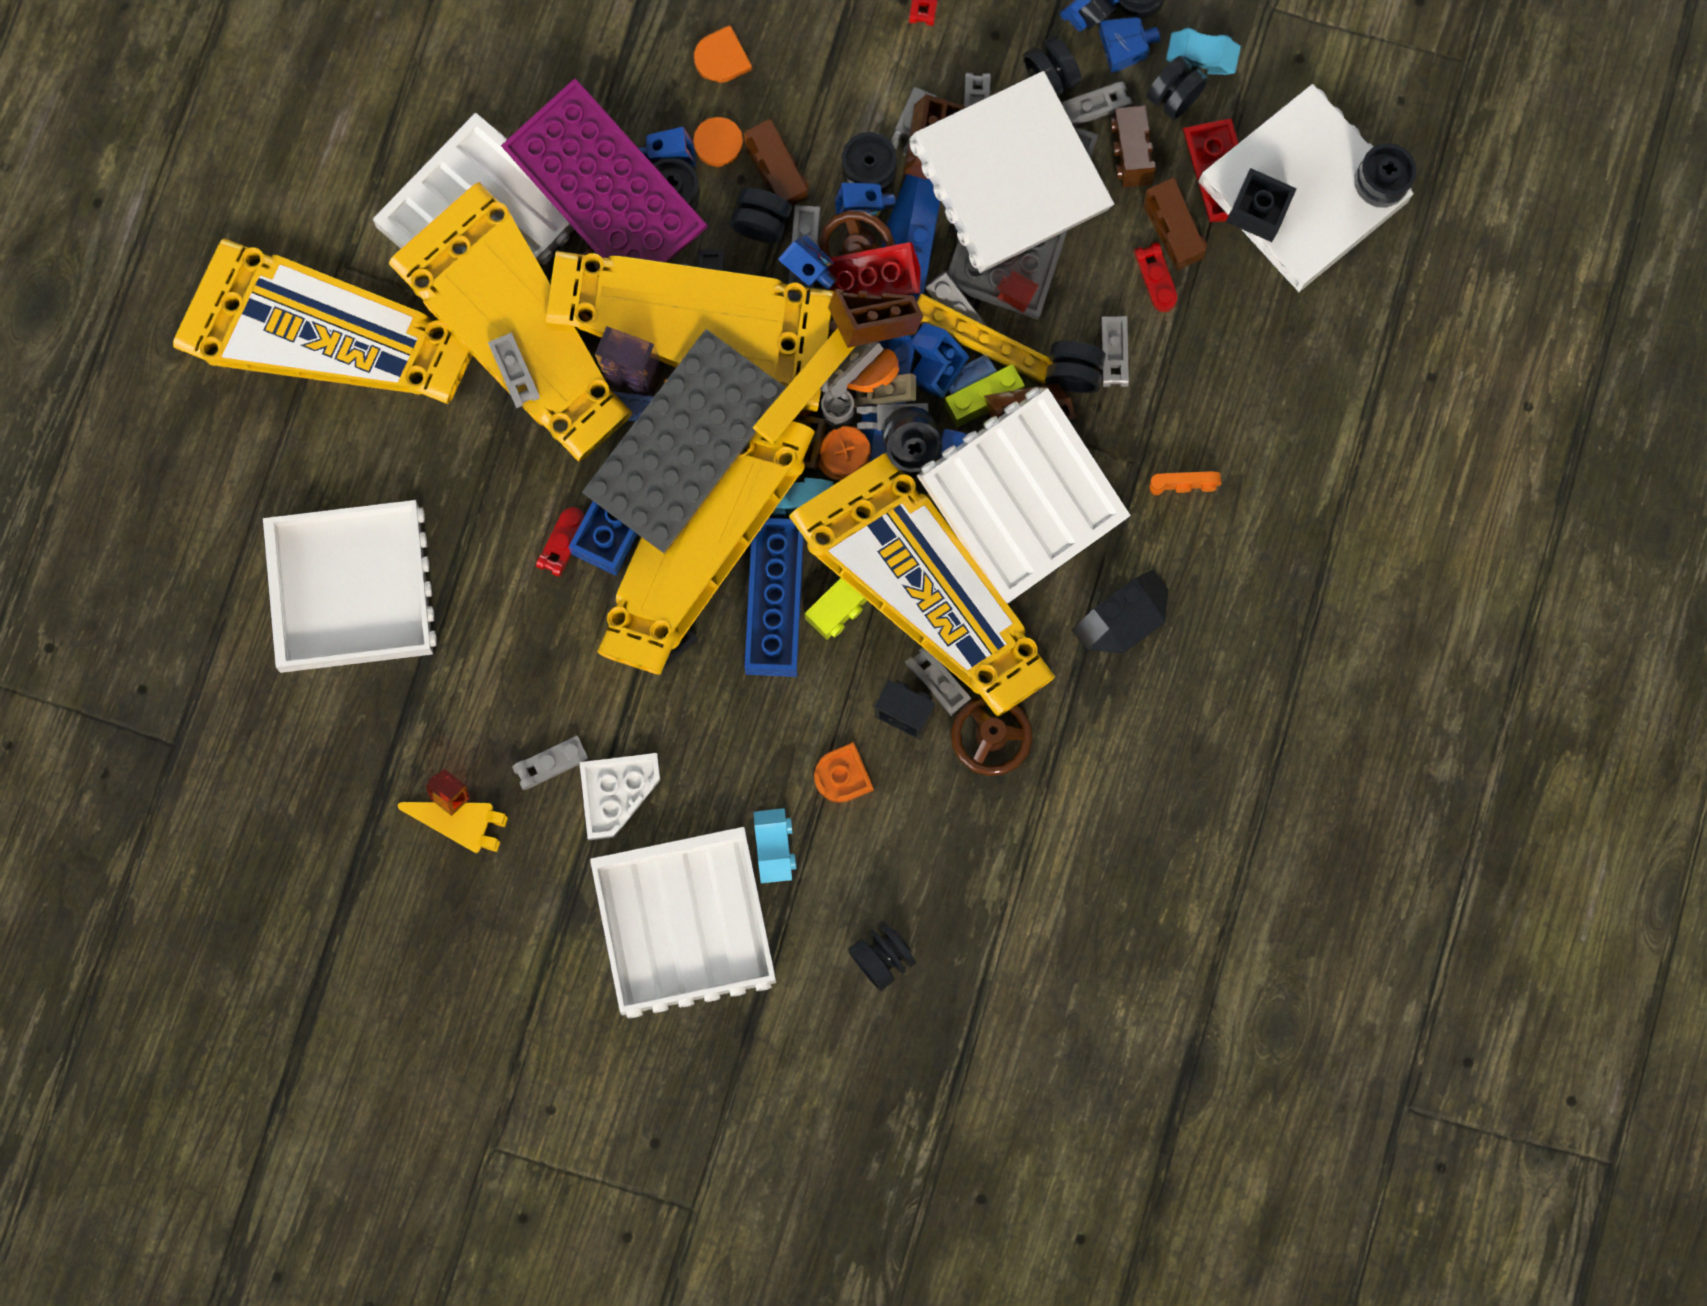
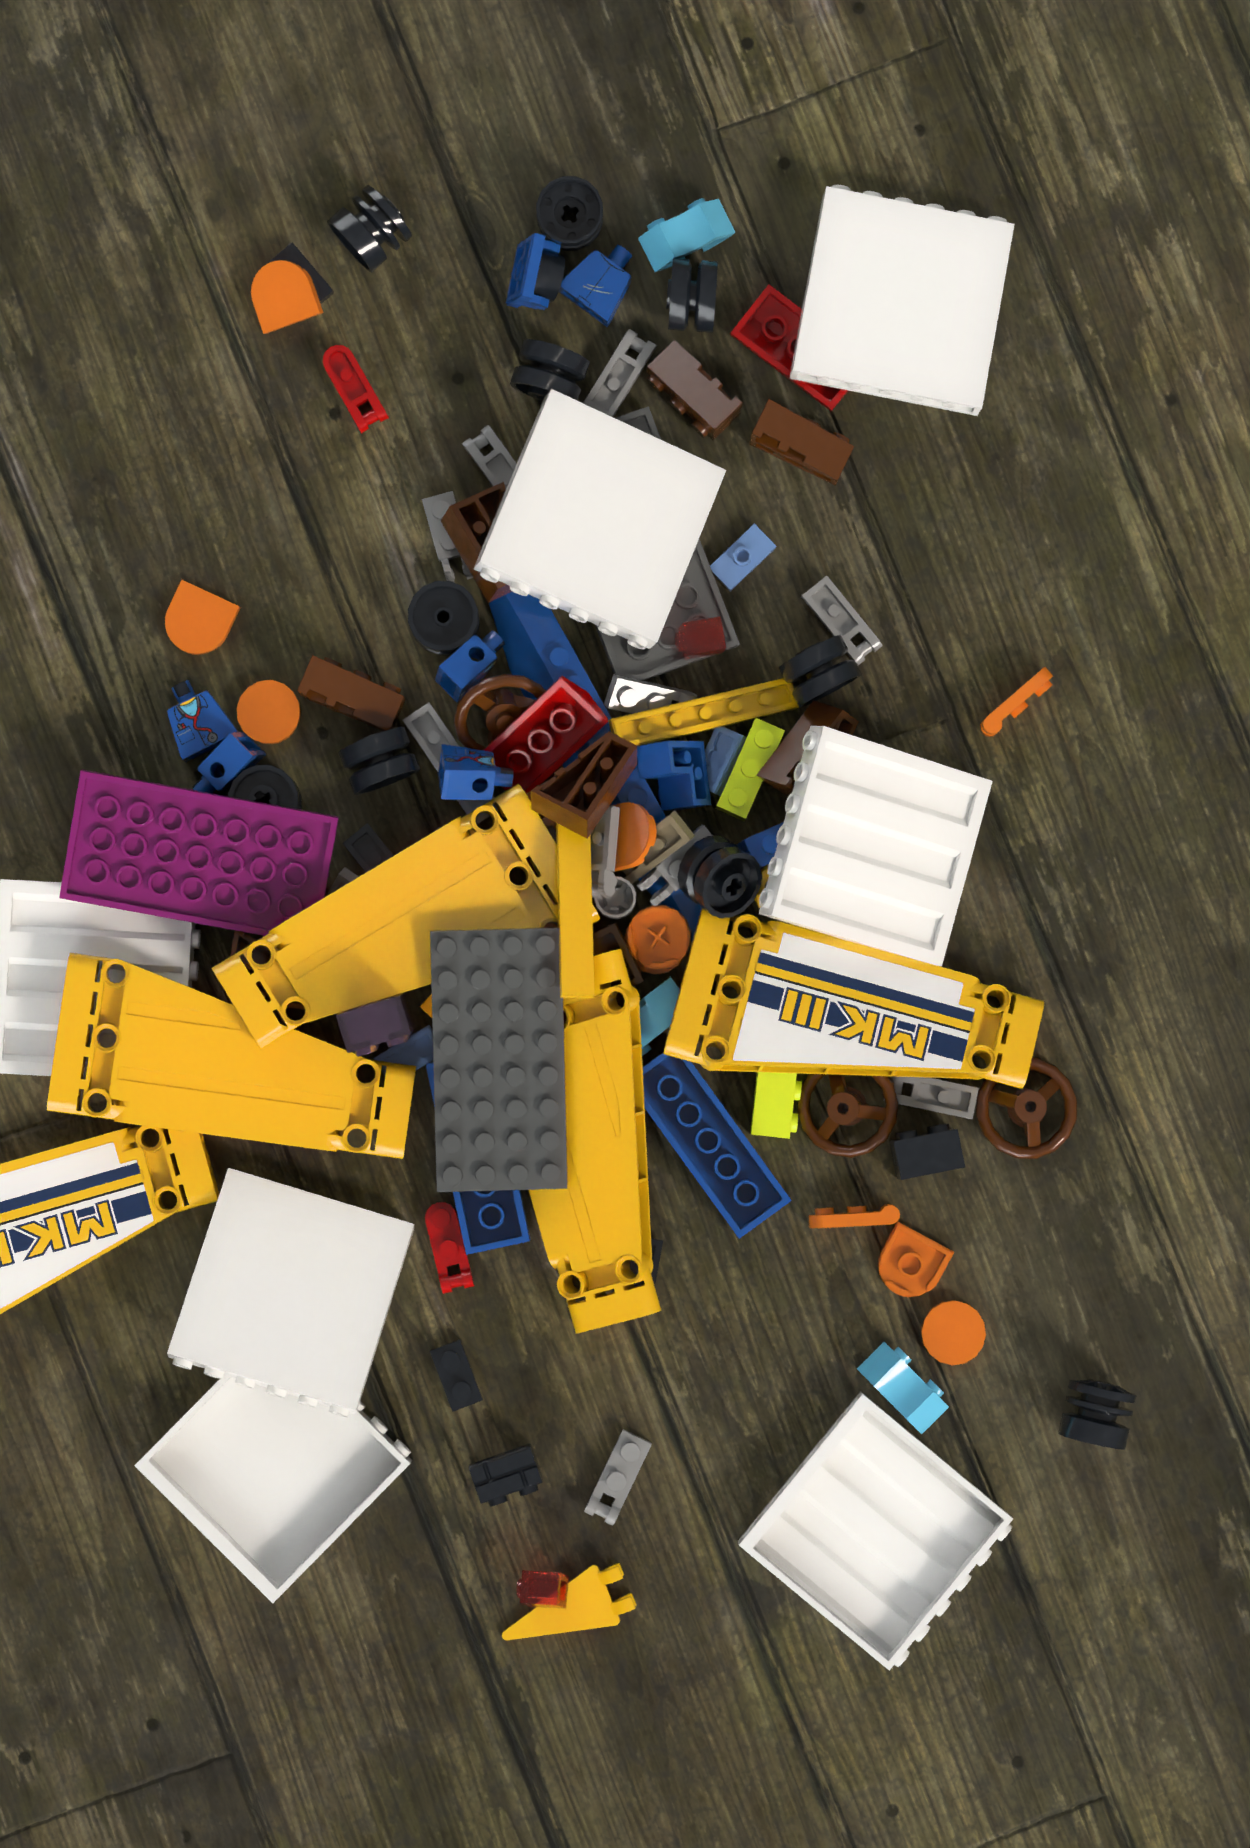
camera: 45 degrees left, 10 degrees up
(444, 488) = (290, 1292): none -> white panel
(483, 705) = (506, 1474): none -> black brick
(503, 622) = (456, 1375): none -> black plate
(513, 369) = (266, 1122): light grey plate -> none
(615, 791) = (705, 1455): white plate -> none
(669, 111) = (197, 722): none -> blue torso
(828, 717) = (855, 1216): none -> orange plate
(832, 839) = (953, 1332): none -> orange tile
(877, 646) = (847, 1108): none -> reddish brown piece
(1083, 268) = (742, 557): none -> medium blue plate
(1125, 616) = (1064, 884): black wedge -> none
(1156, 277) = (822, 509): red plate -> none
(1261, 205) = (882, 361): black brick -> none
(1385, 175) = (977, 229): black wheel -> none

